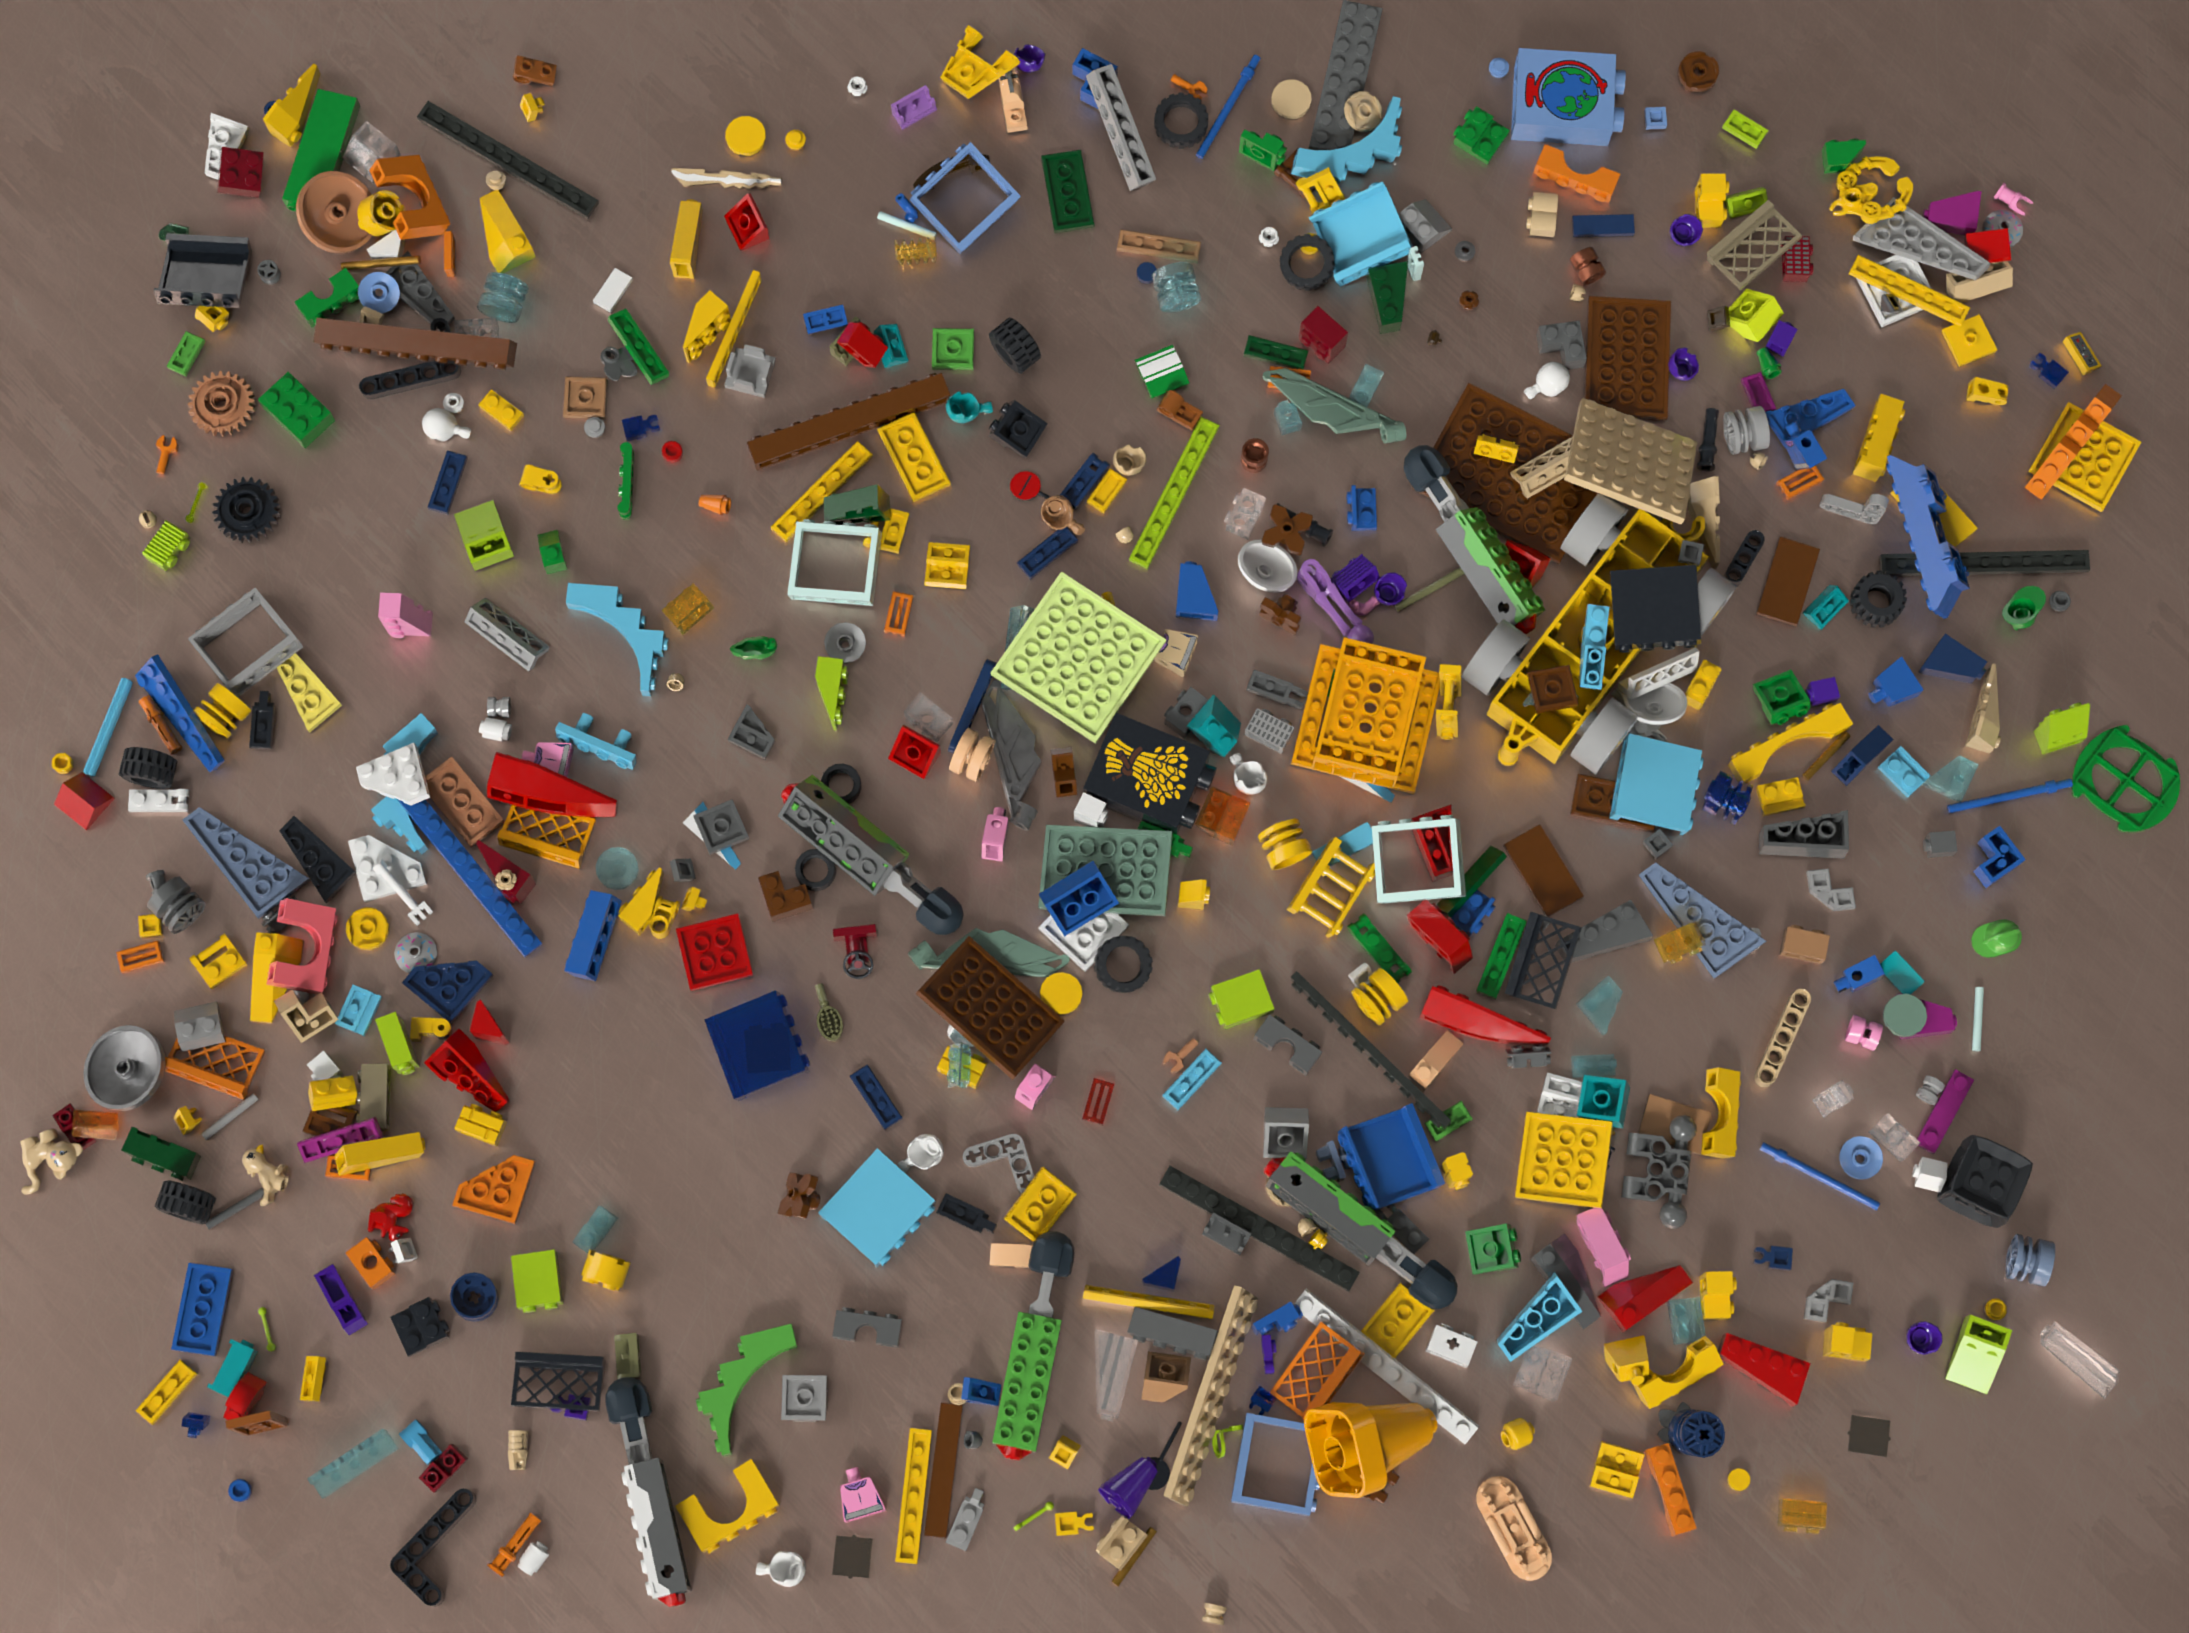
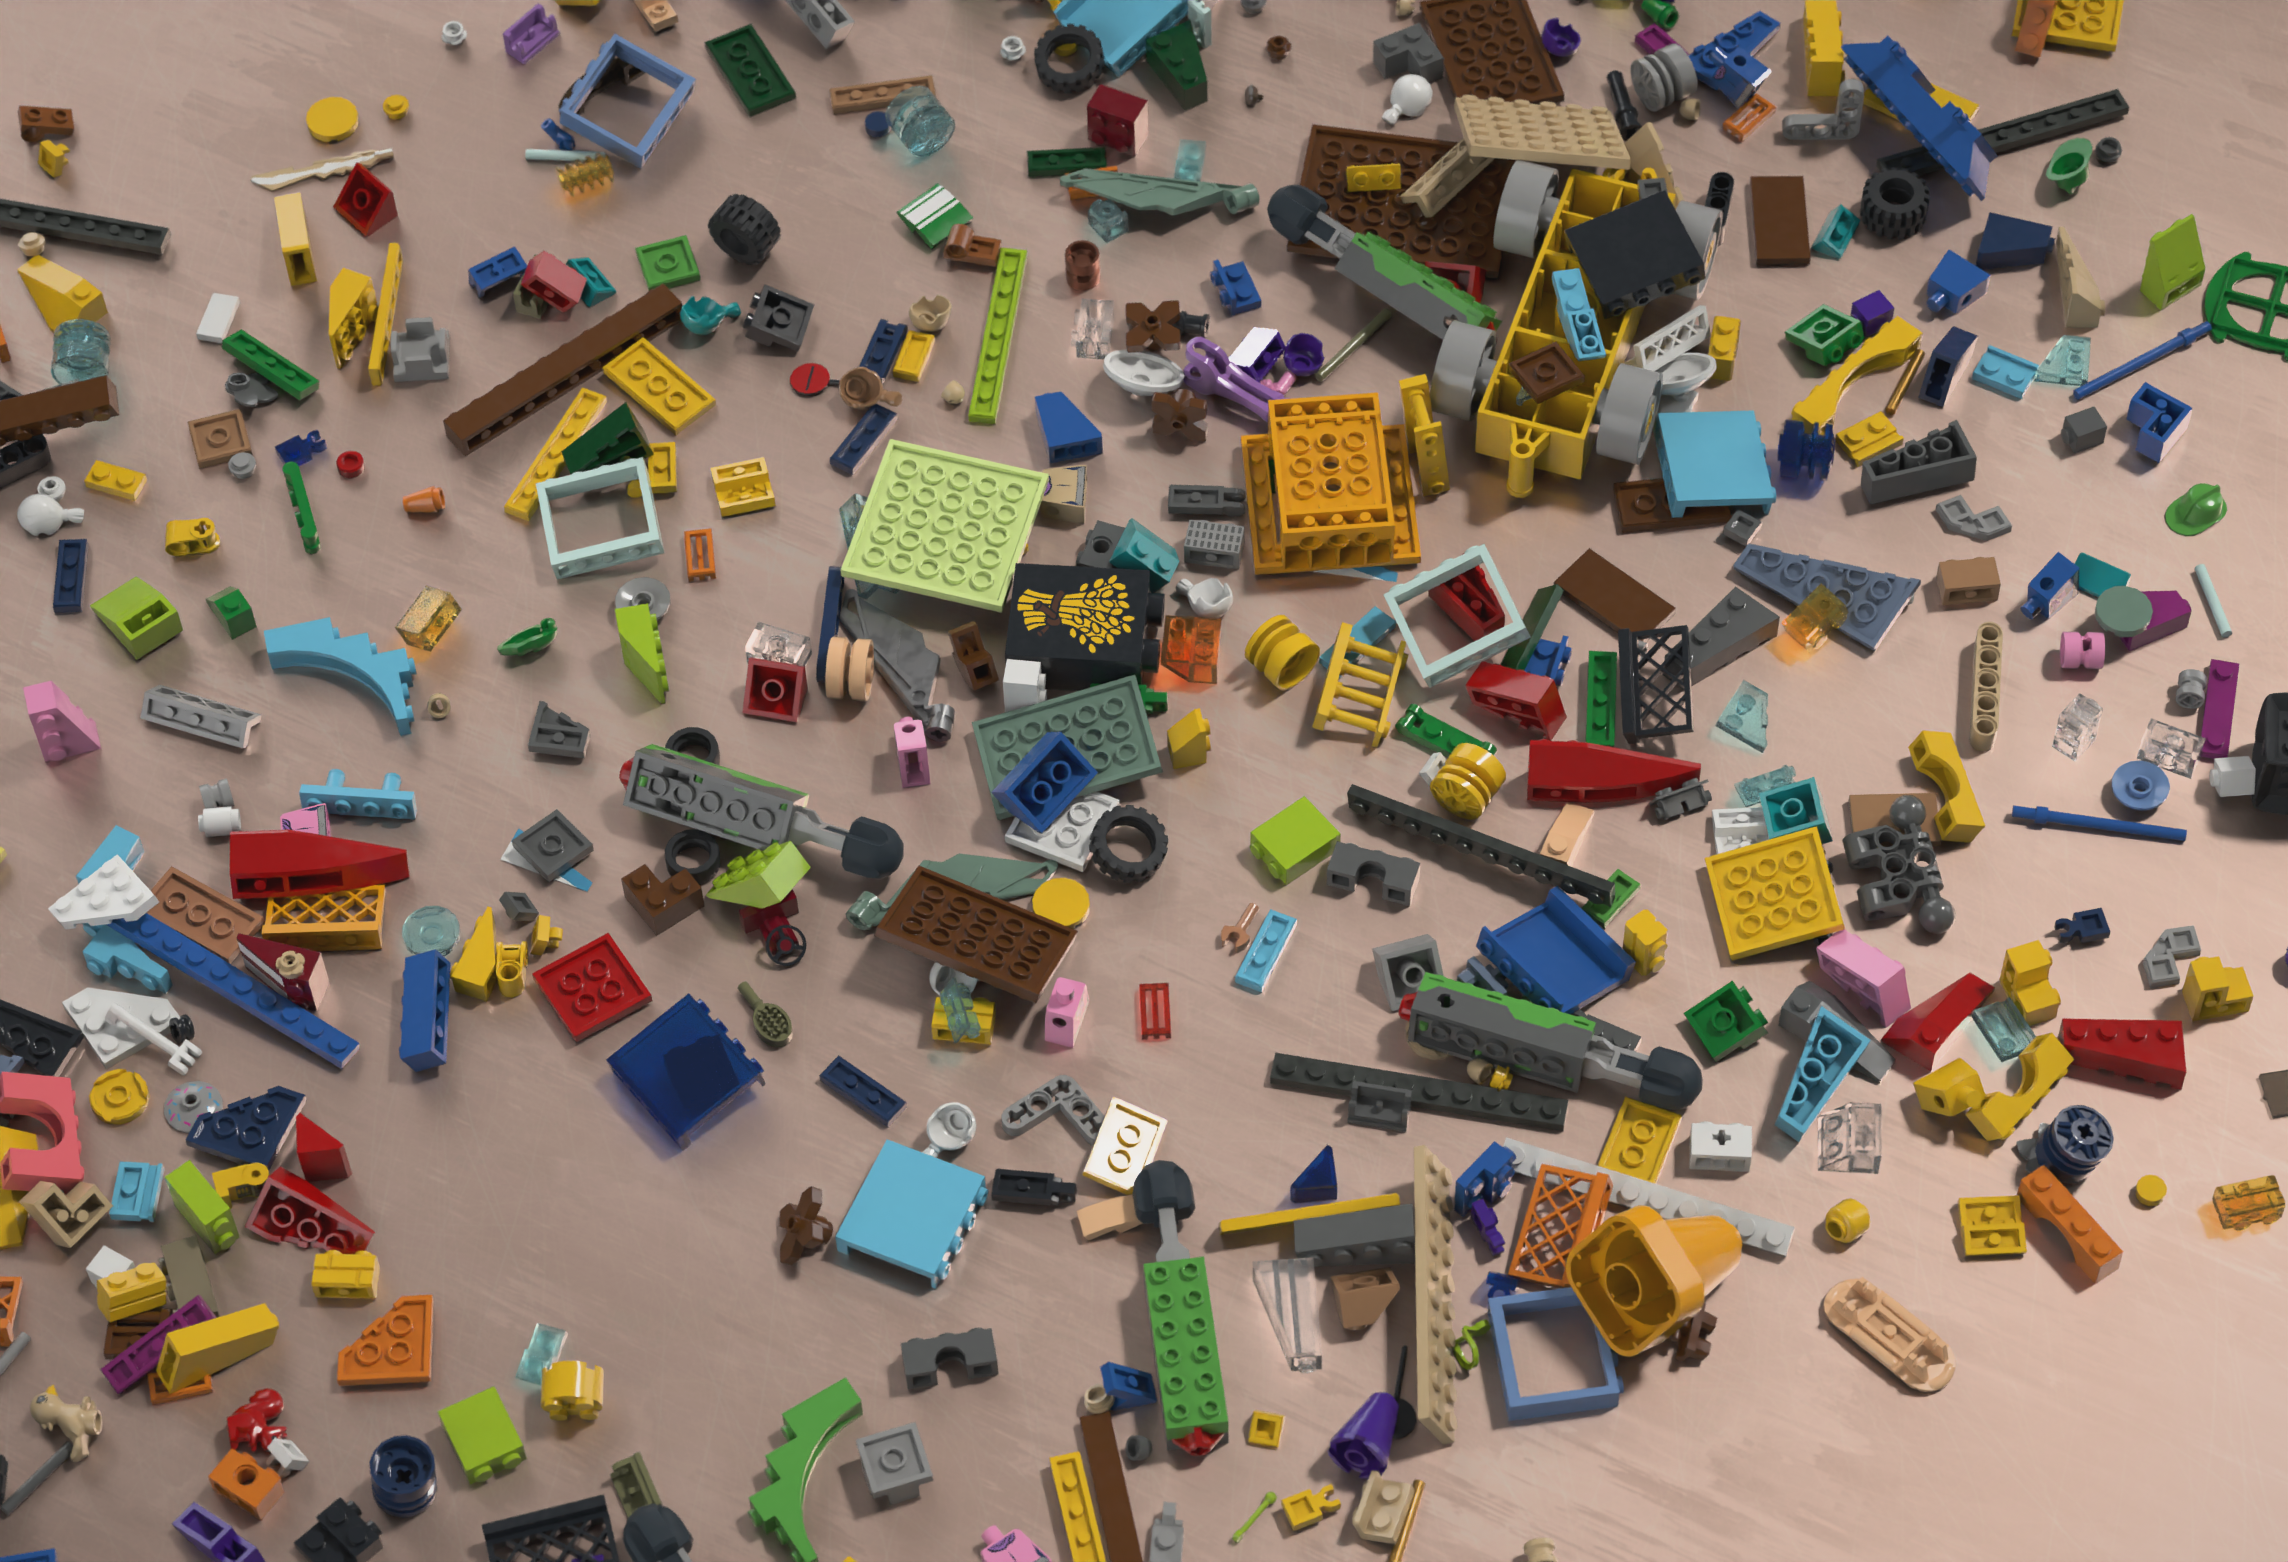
camera: 15 degrees left, 20 degrees down
(423, 891) = (181, 1028): none -> black bush
(854, 908) = (761, 877): none -> lime slope

